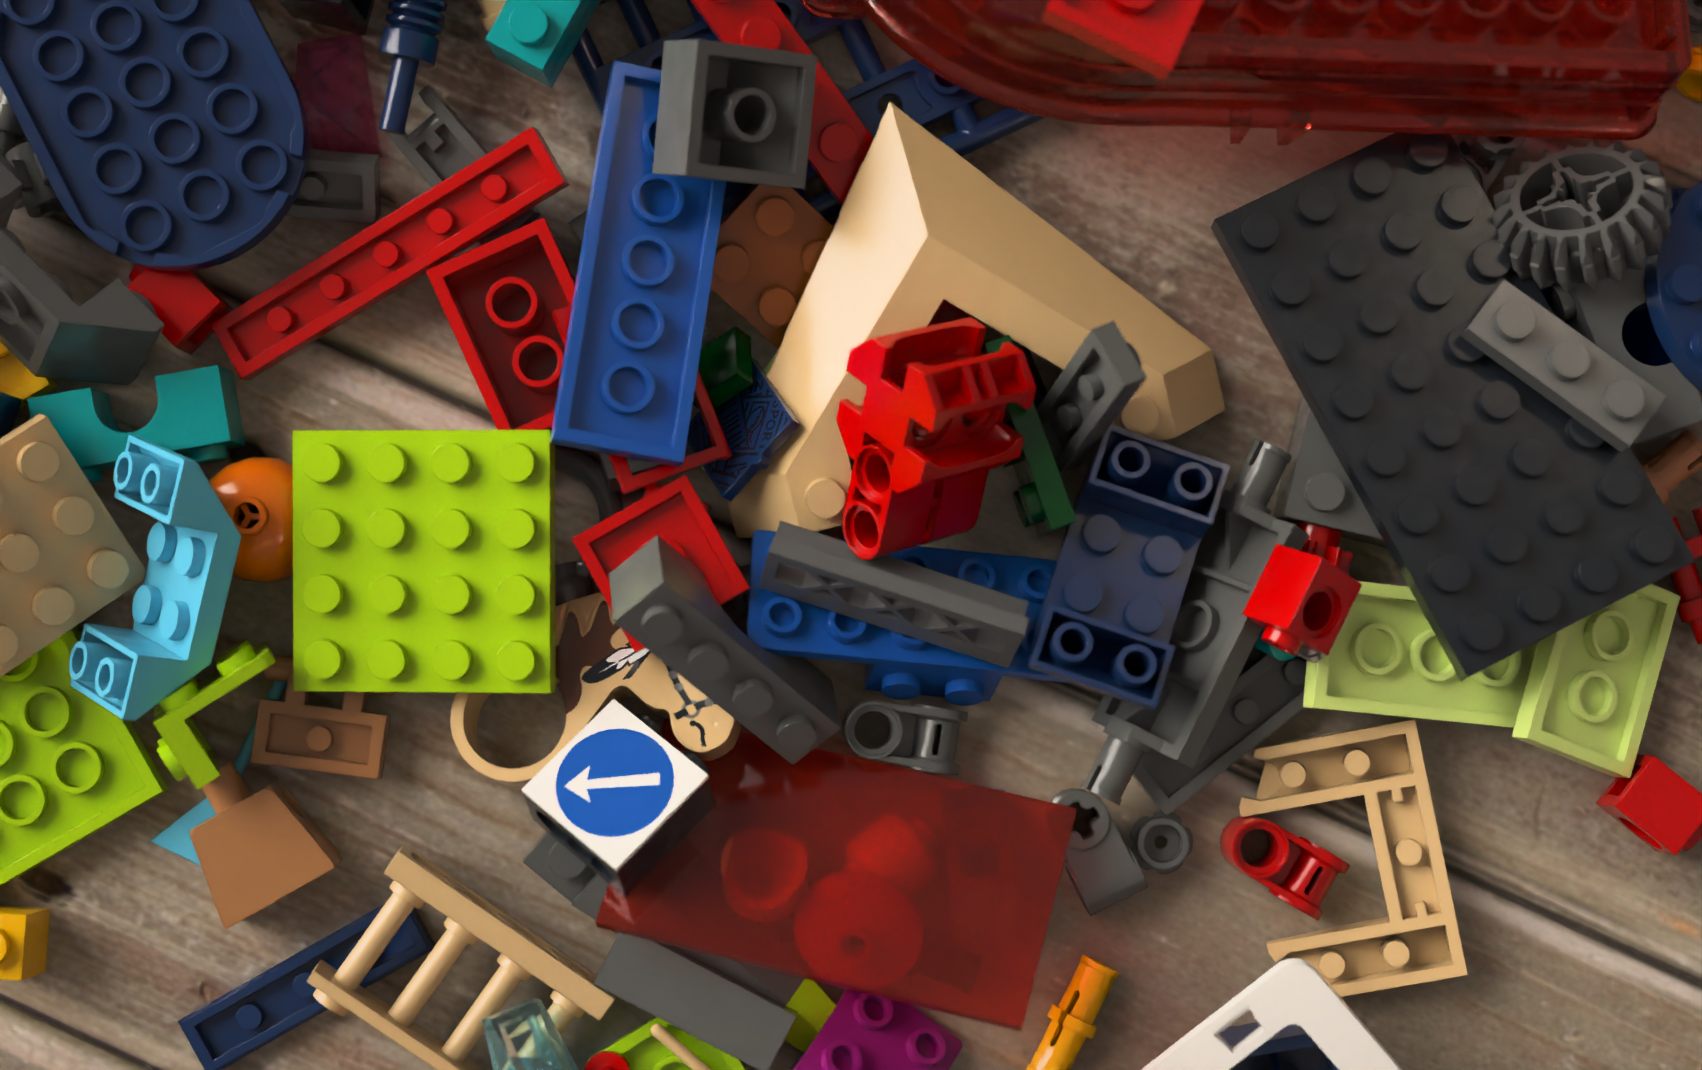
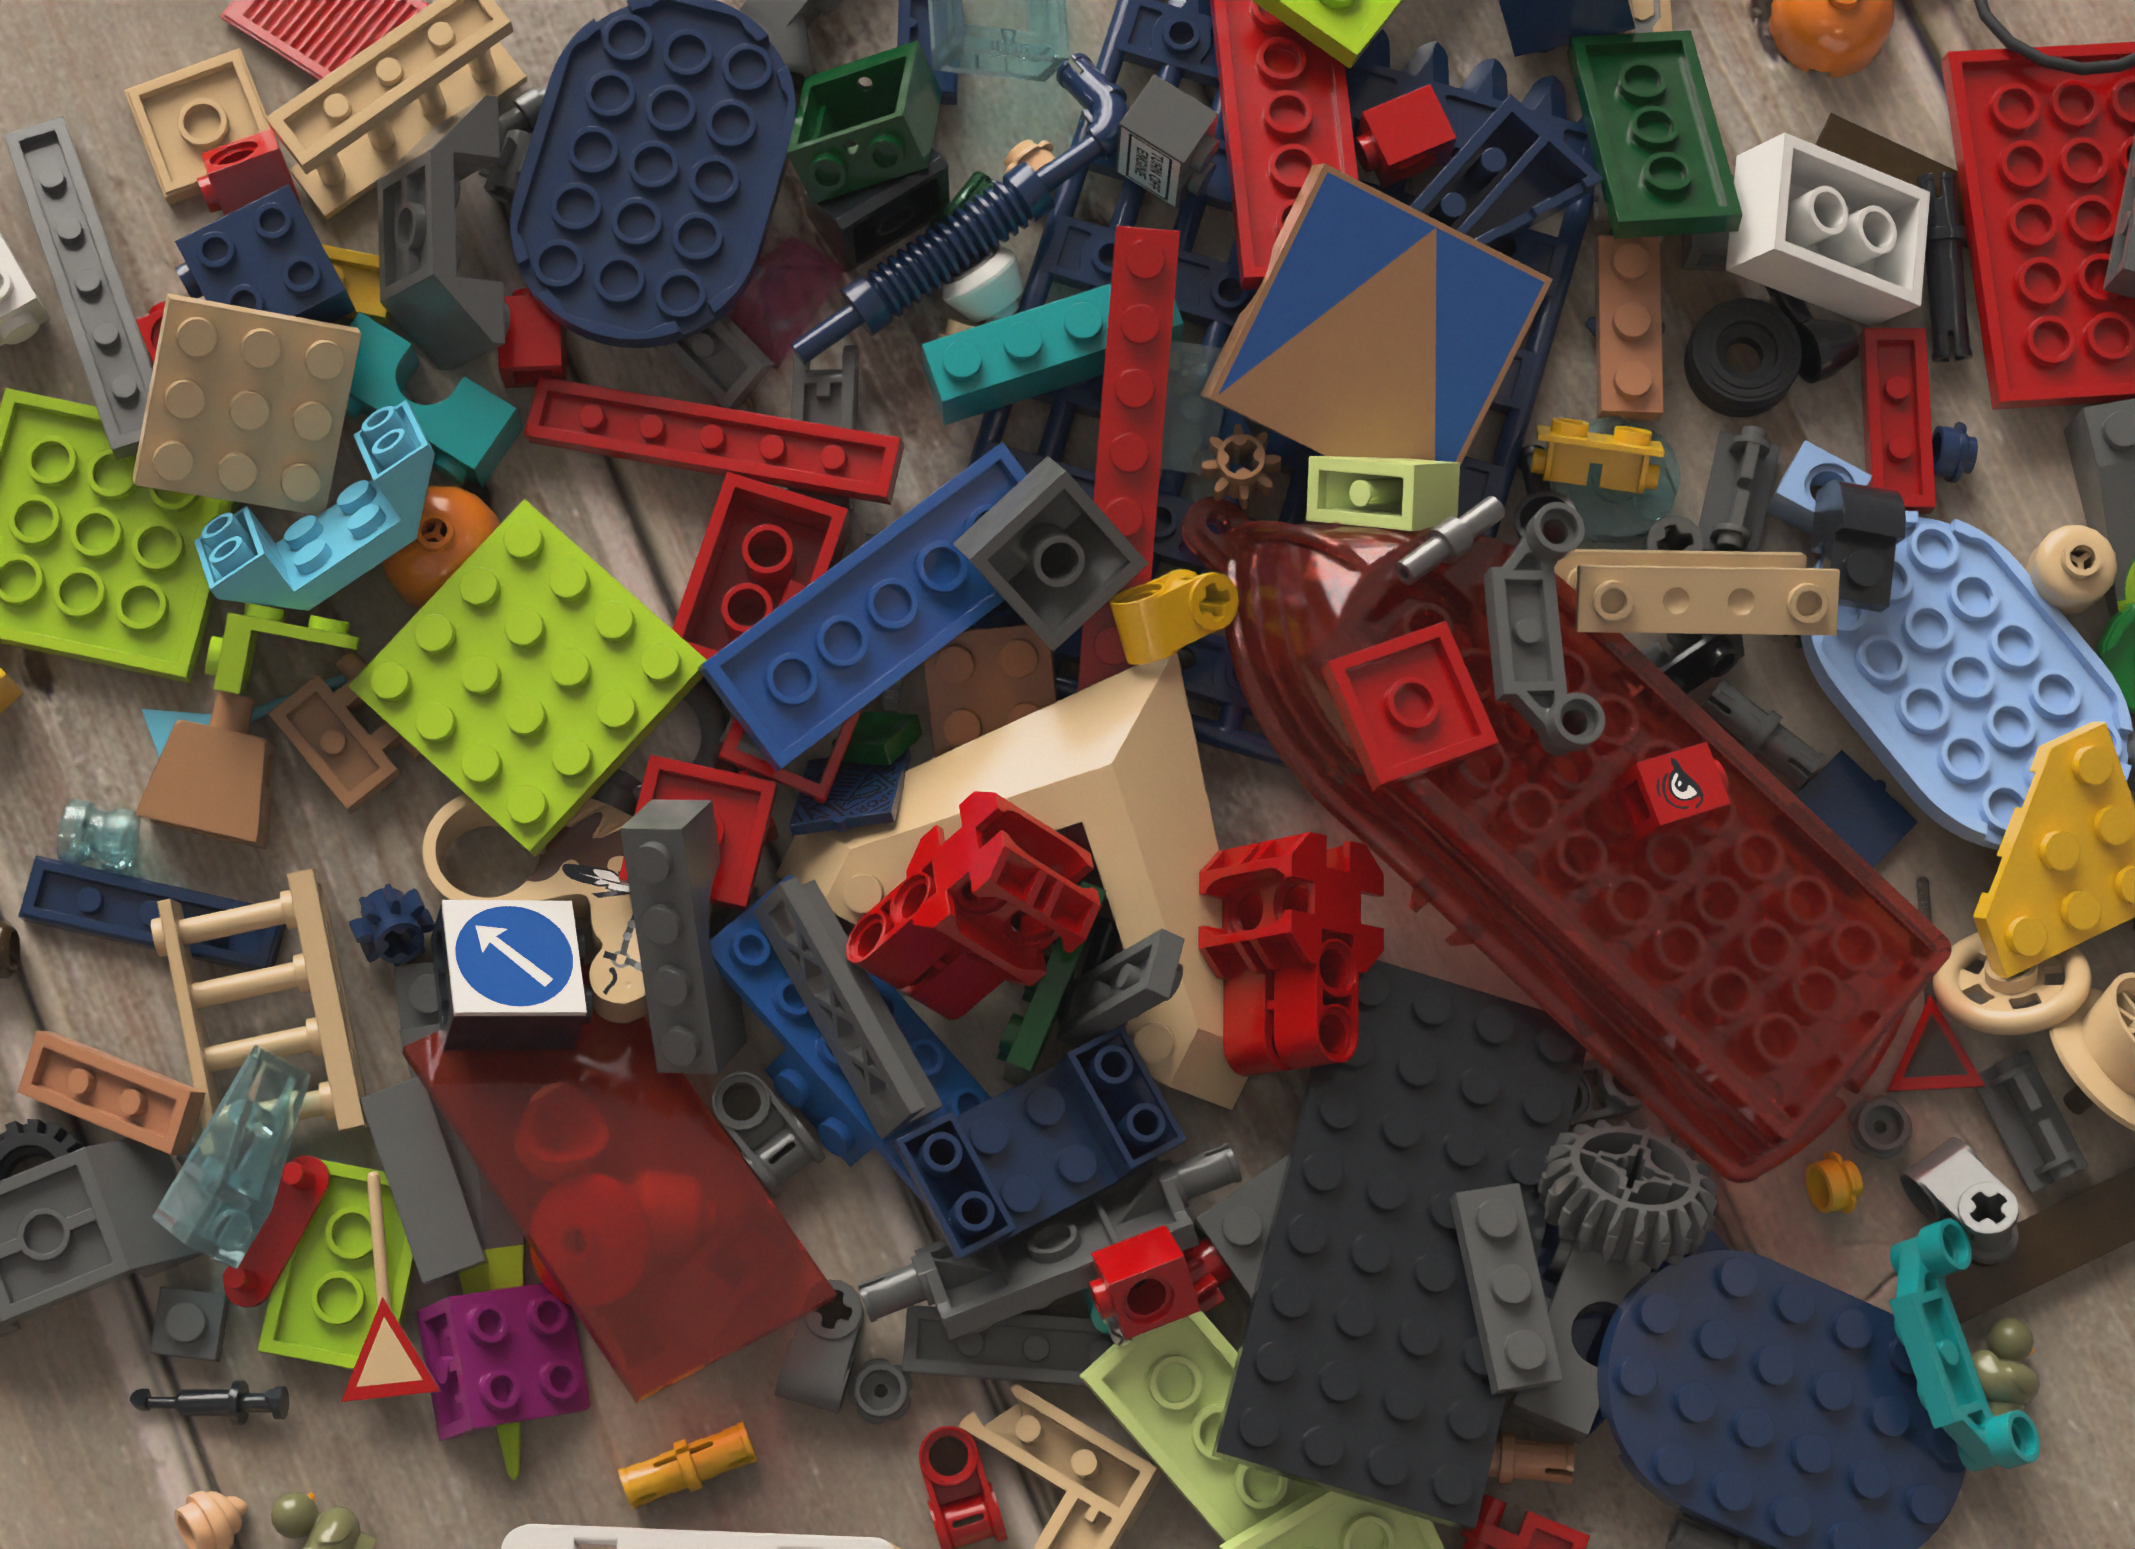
camera: 40 degrees right, 10 degrees down
(211, 966) = (98, 836): none -> clear light blue wheel
(493, 833) = (392, 925): none -> dark blue gear
(864, 78) = (1172, 613): none -> yellow piece
(1180, 255) = (1290, 949): none -> red connector

